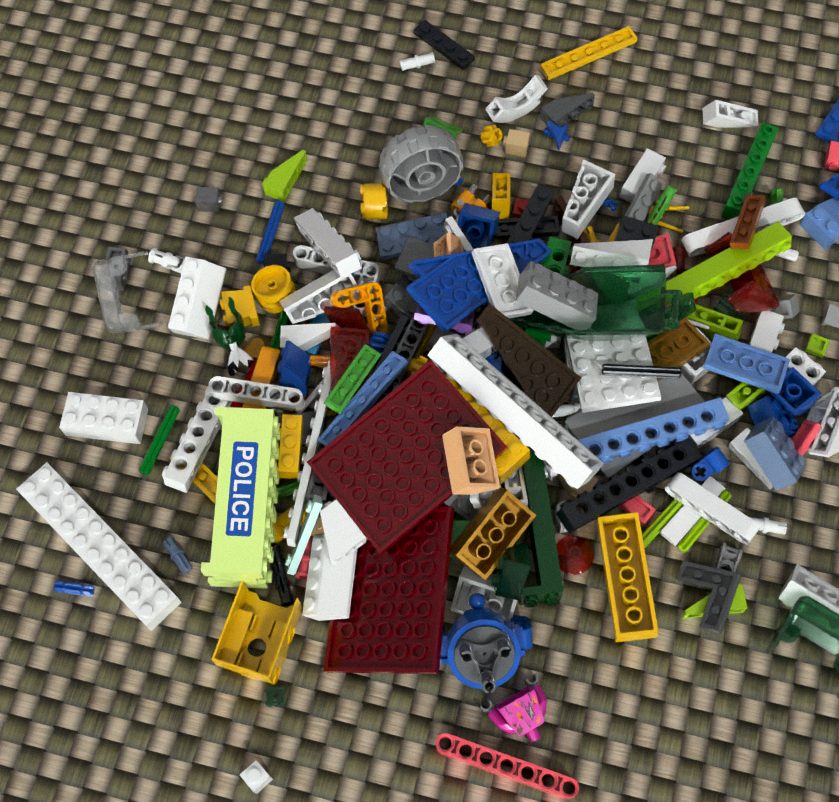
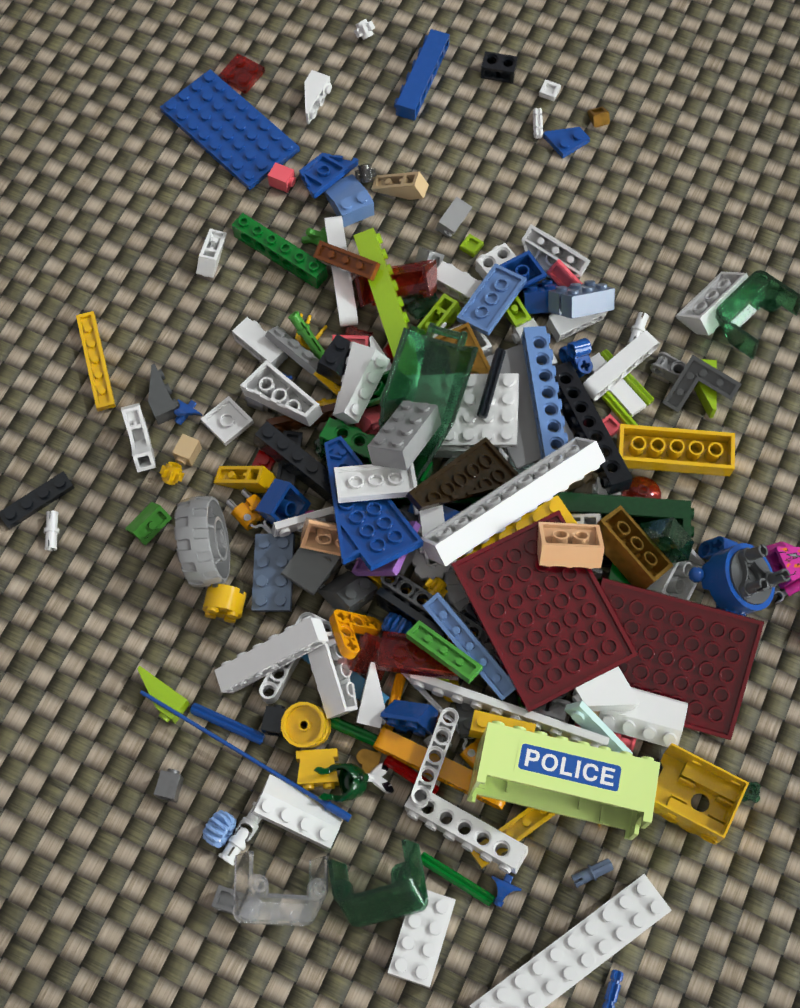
camera: 80 degrees left, 0 degrees up
(137, 386) = (399, 899): none -> clear green windscreen
(154, 479) = (504, 887): none -> blue piece
(175, 242) = (219, 828): none -> light blue gear
(205, 320) = (326, 804): none -> blue piece
(555, 168) = (227, 421): none -> white plate

